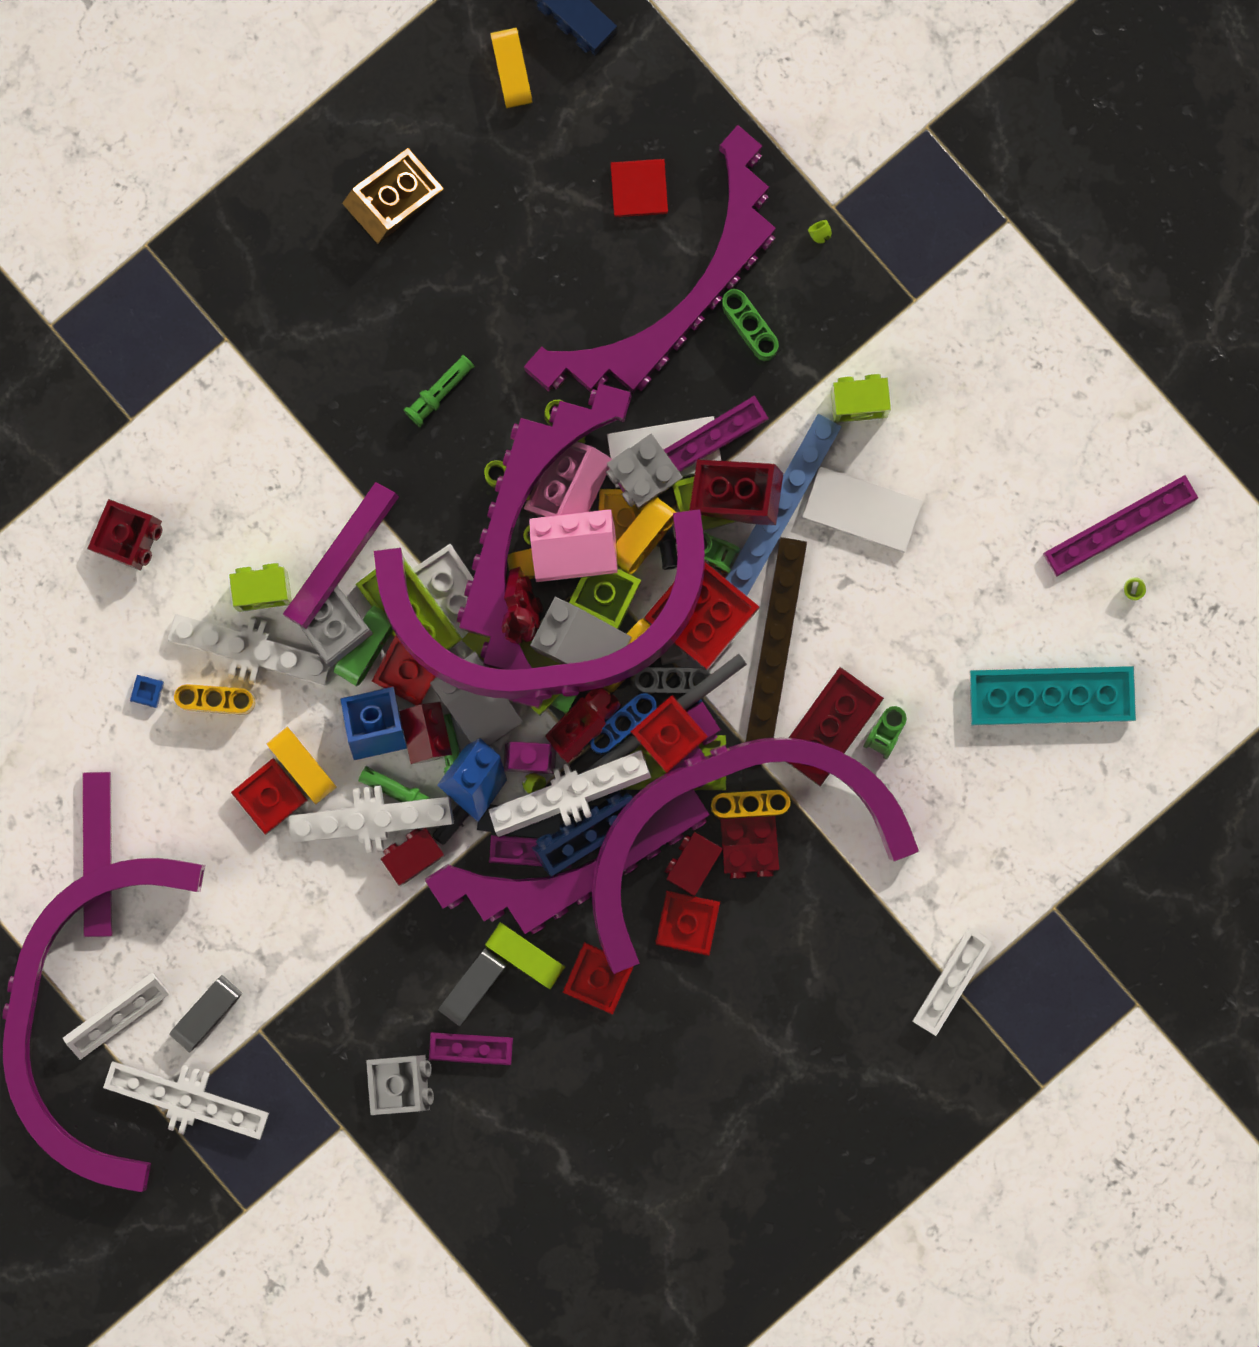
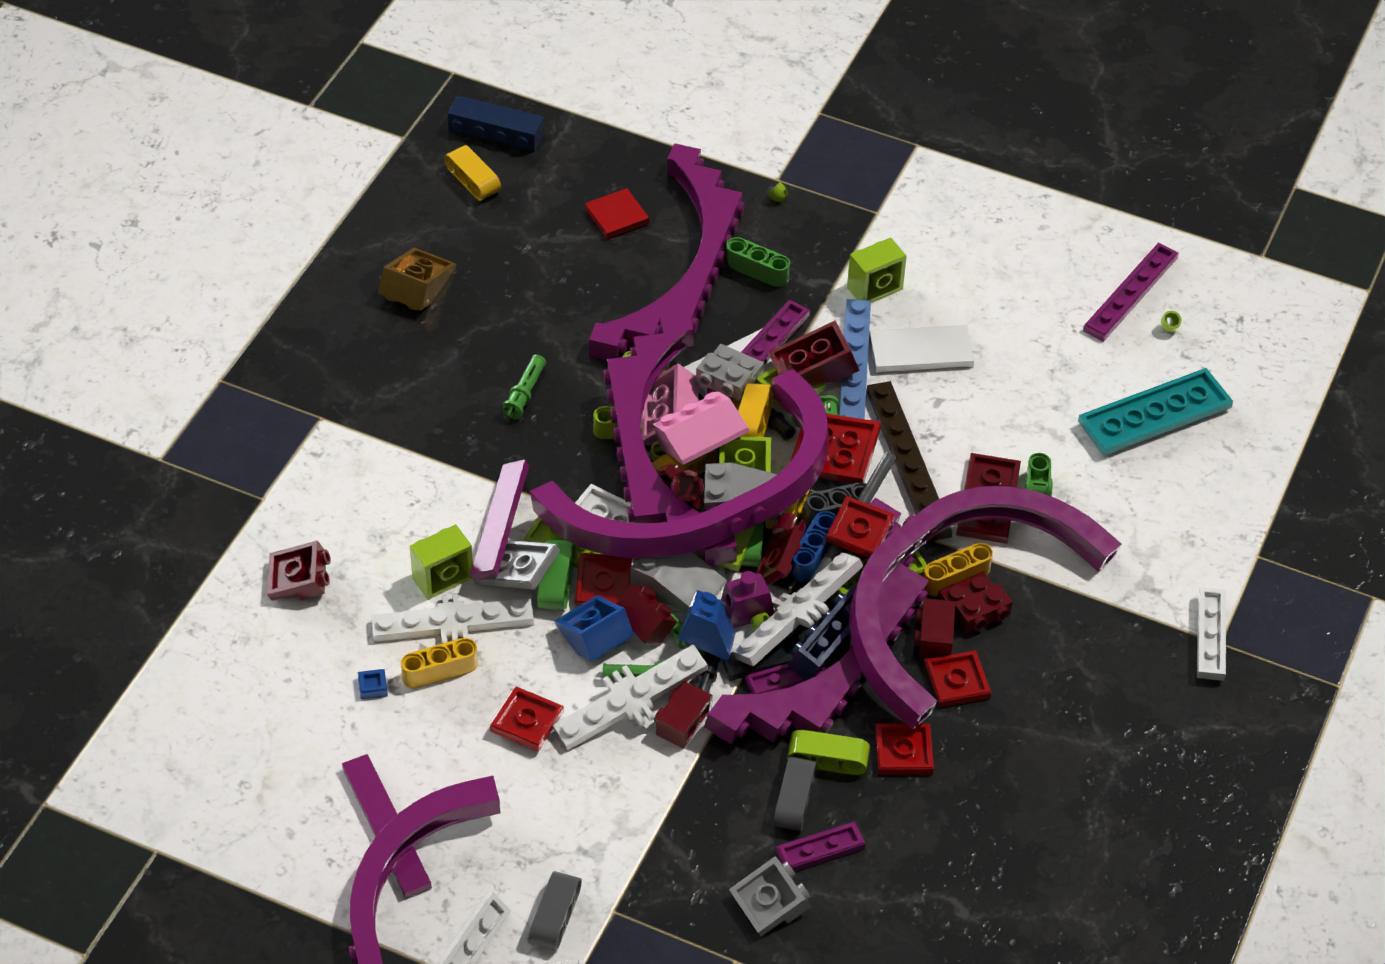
camera: 25 degrees left, 35 degrees down
(301, 765) = (545, 682): yellow beam -> none

